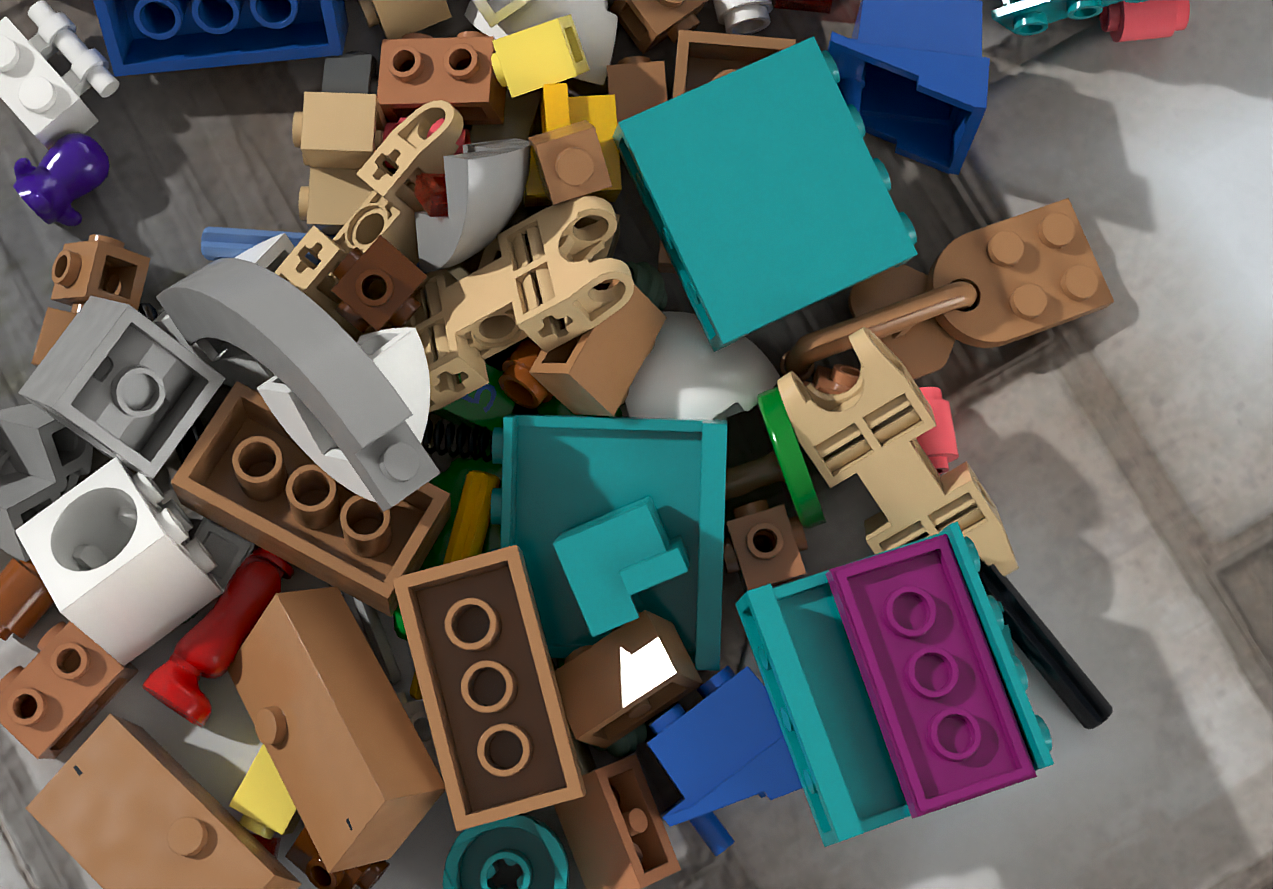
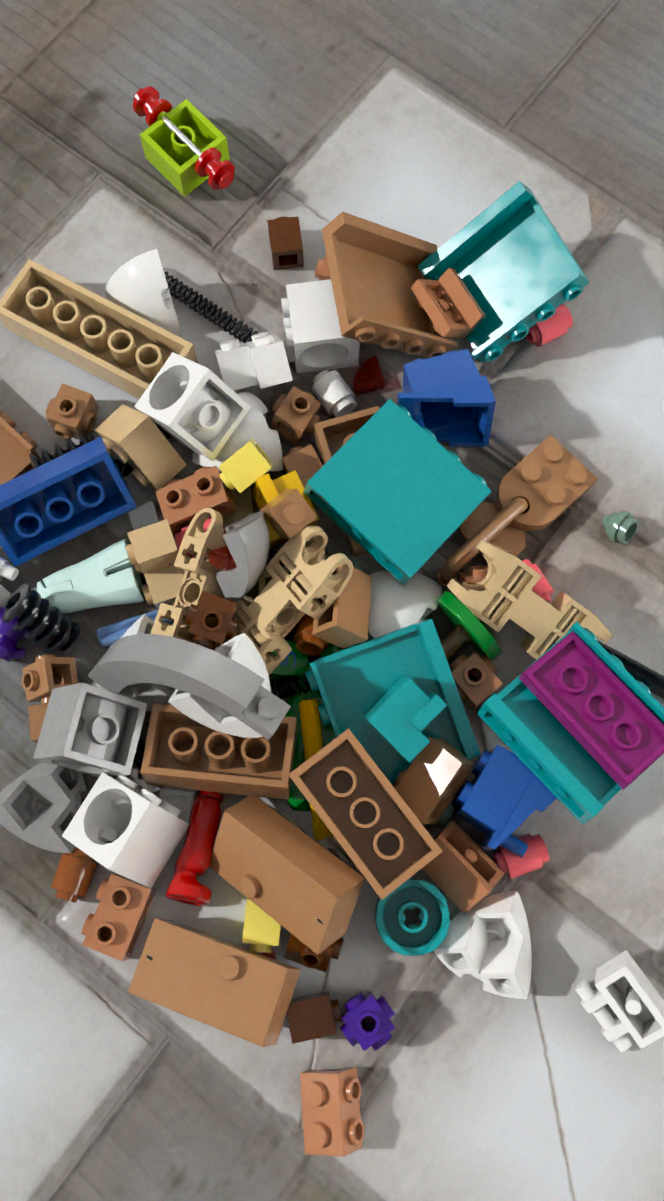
camera: 20 degrees left, 5 degrees down
(119, 178) = (40, 620): none -> black piece
(218, 150) = (94, 582): none -> light aqua piece
(733, 866) = (532, 859): none -> coral brick
(1116, 395) = (620, 526): none -> sand green plate

